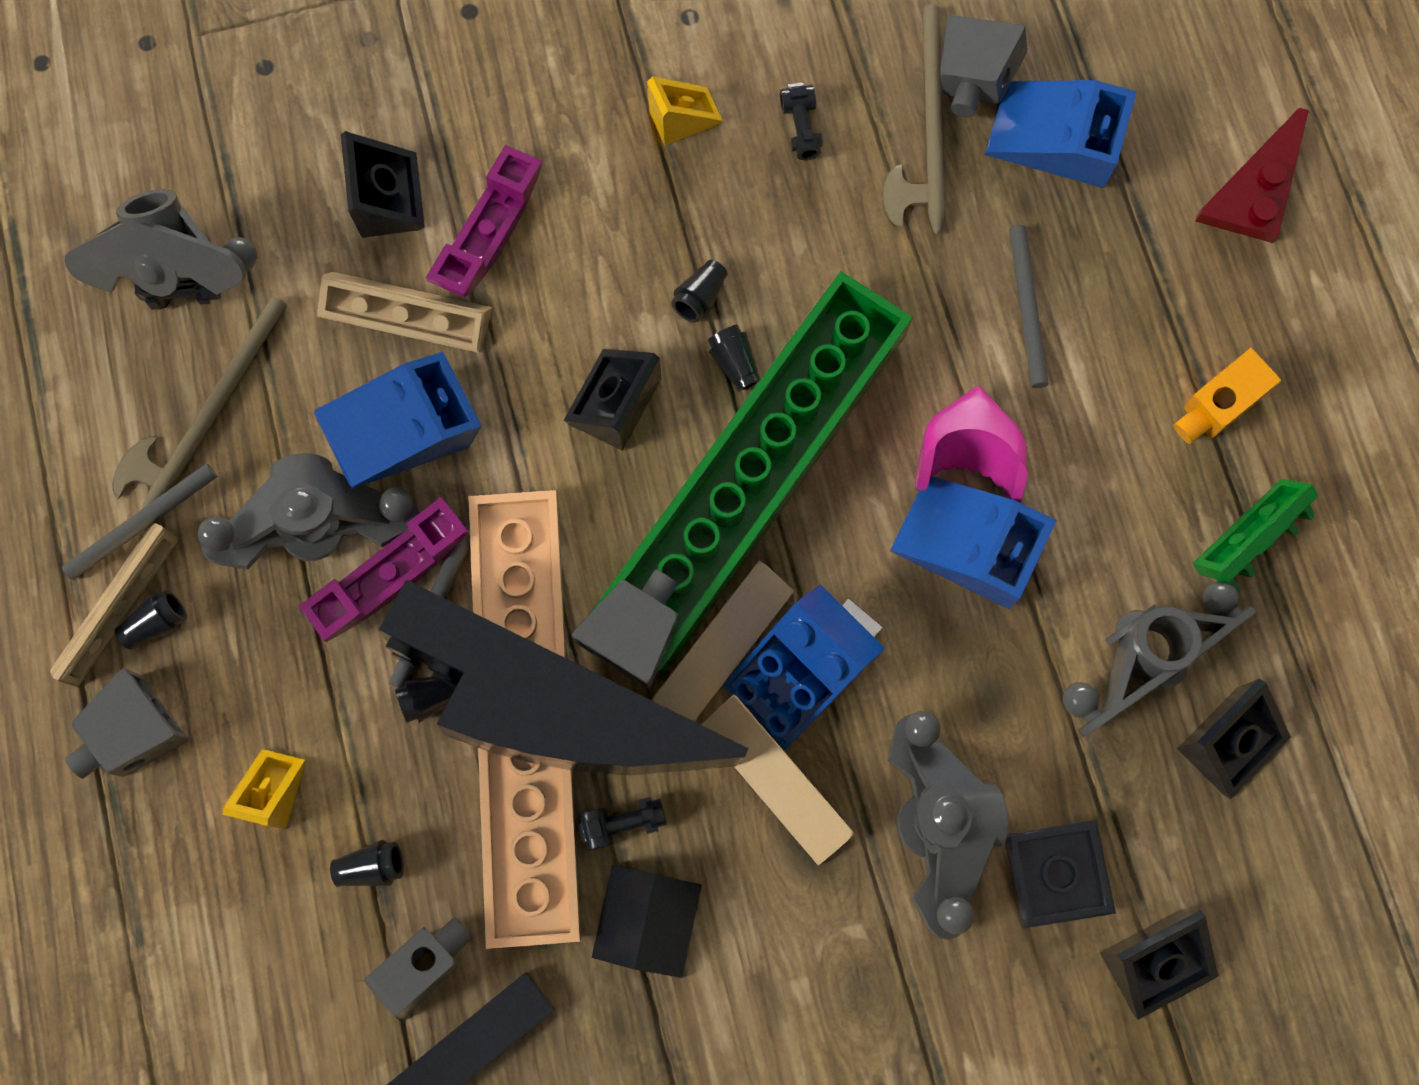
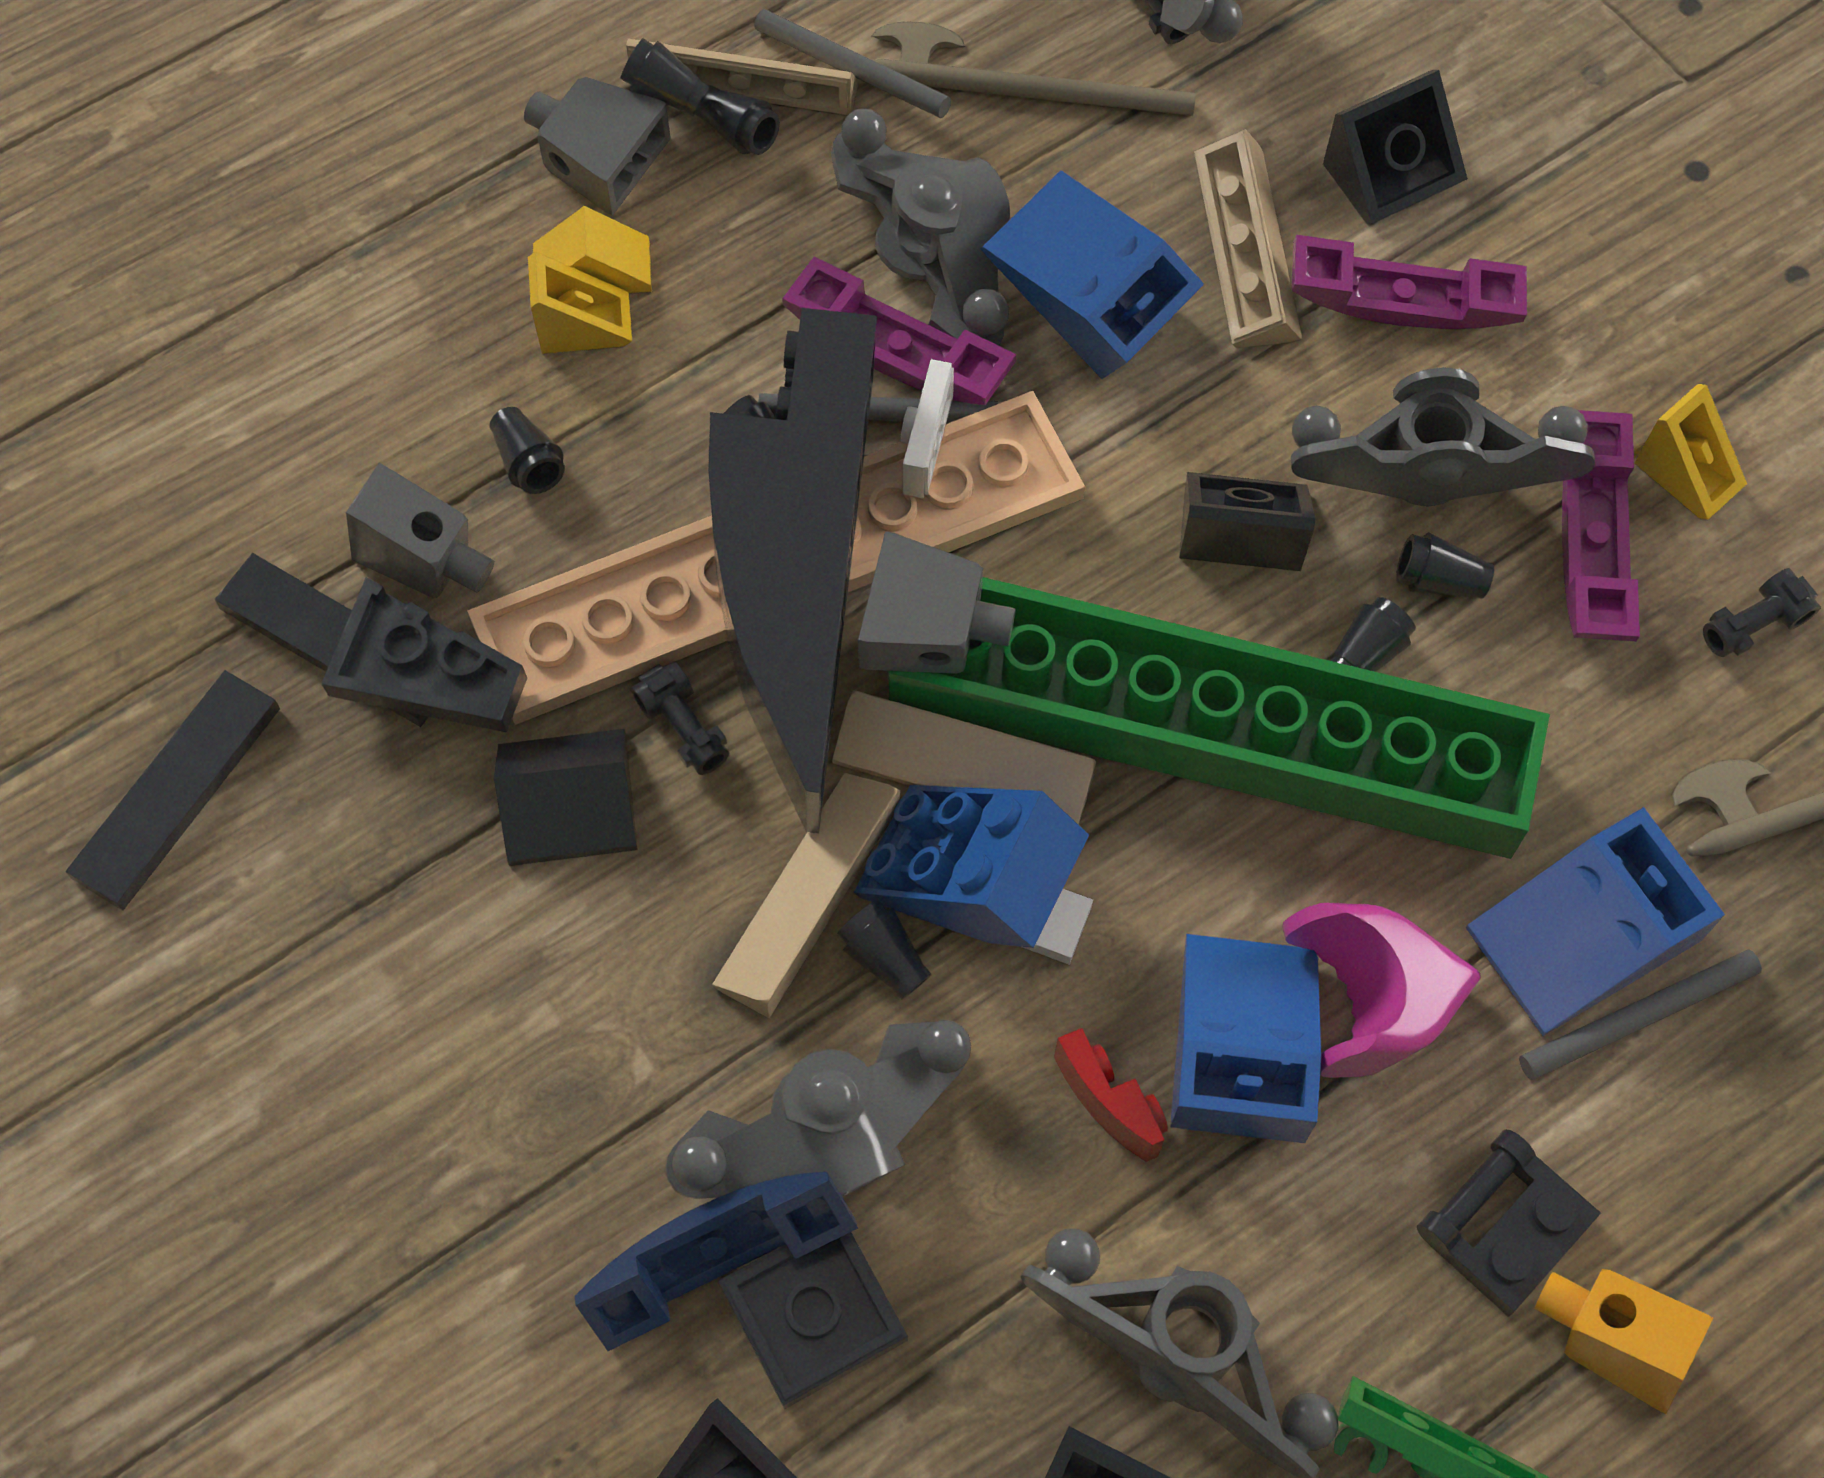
camera: 70 degrees right, 10 degrees down
(99, 663) = (661, 75): none -> black cone
(223, 763) = (600, 249): none -> yellow slope
(476, 578) = (925, 427): none -> white plate
(517, 1000) = (413, 664): none -> black wing
(622, 236) = (1440, 445): none -> dark grey piece
(708, 189) = (1597, 537): none -> magenta slope
(834, 744) = (884, 948): none -> black cone
(971, 304) = (1595, 921): none -> blue slope
(993, 633) = (1121, 1110): none -> red slope
(1014, 985) = (707, 1243): none -> dark blue slope
(1140, 429) = (1528, 1235): none -> black plate

